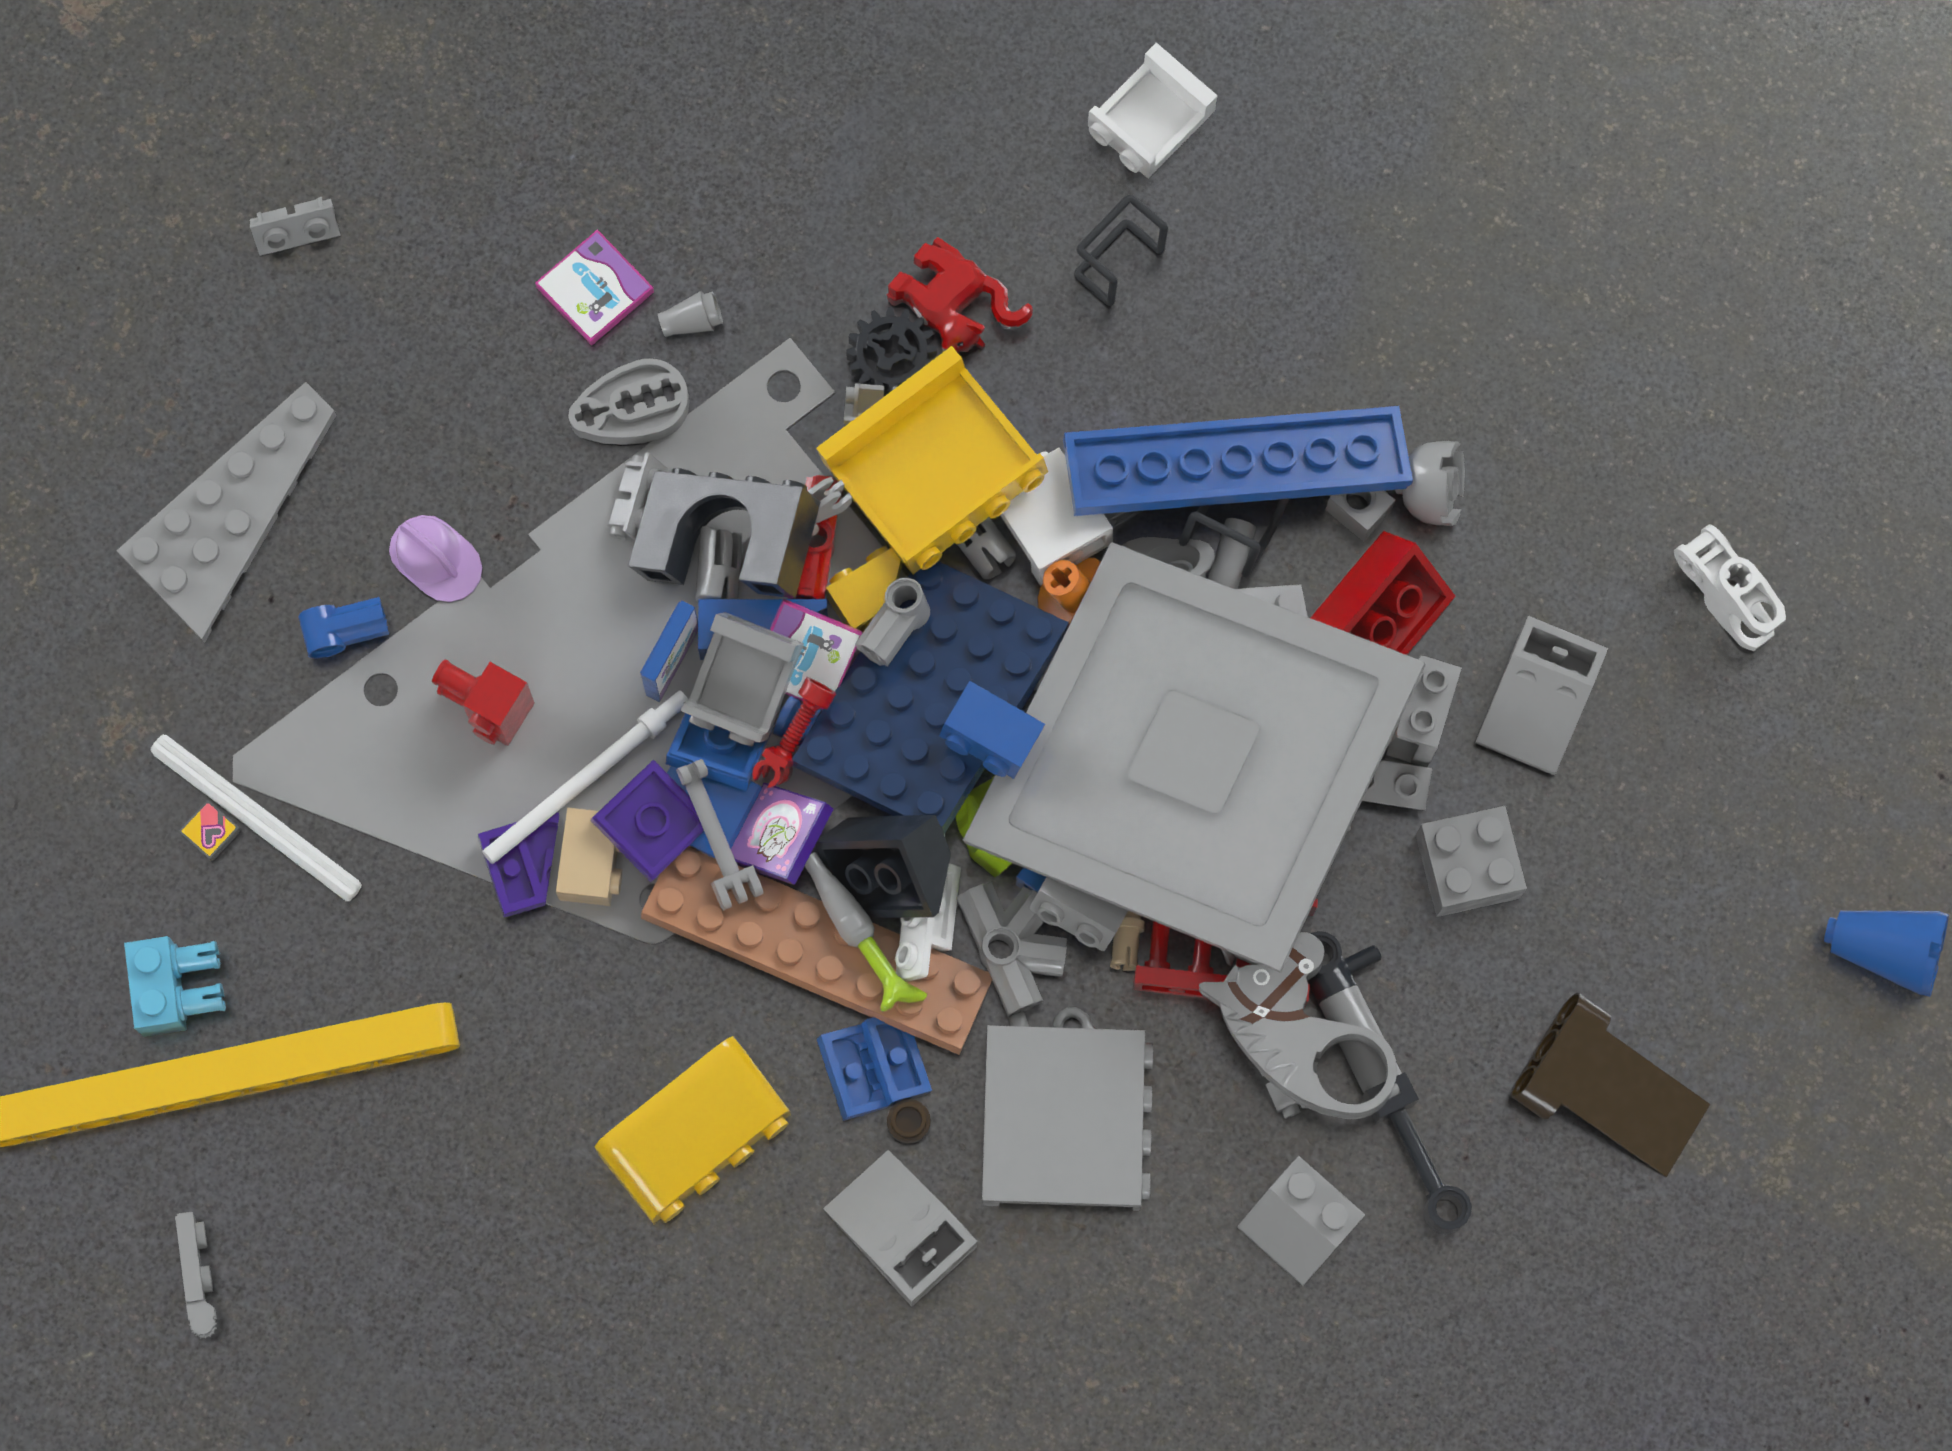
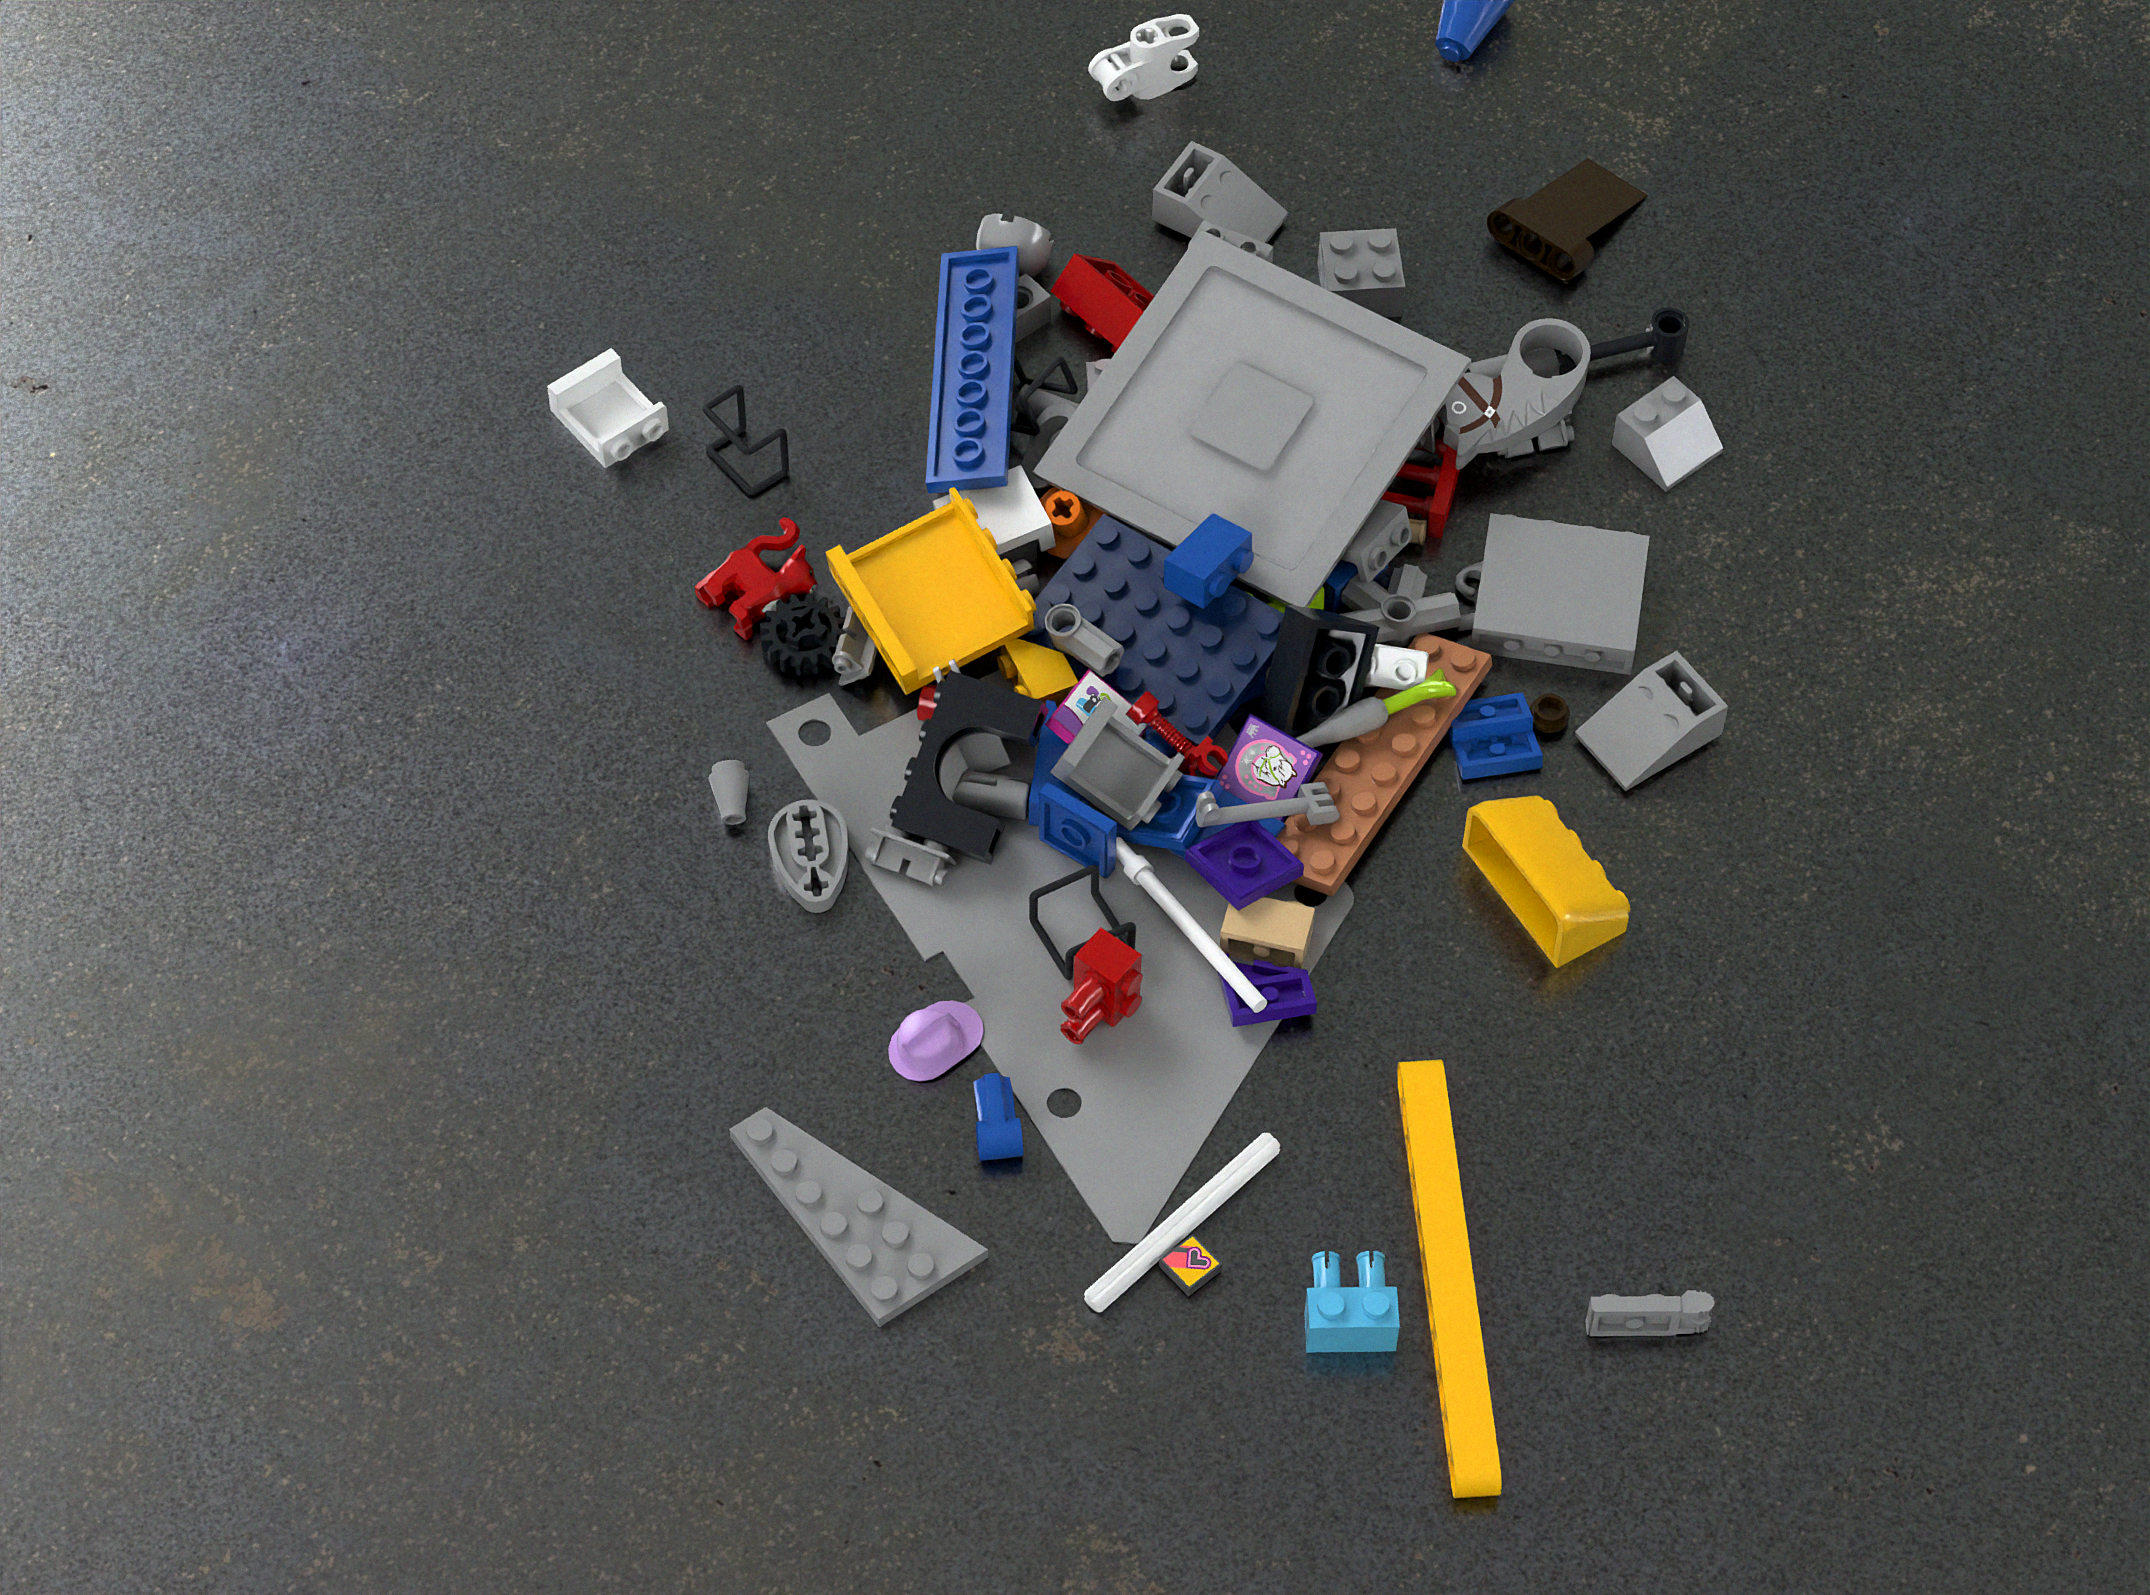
camera: 80 degrees left, 20 degrees down
(280, 231) = (555, 1106): light grey hinge -> none
(525, 672) = (1067, 967): none -> black piece
(594, 287) = (681, 872): tile -> none

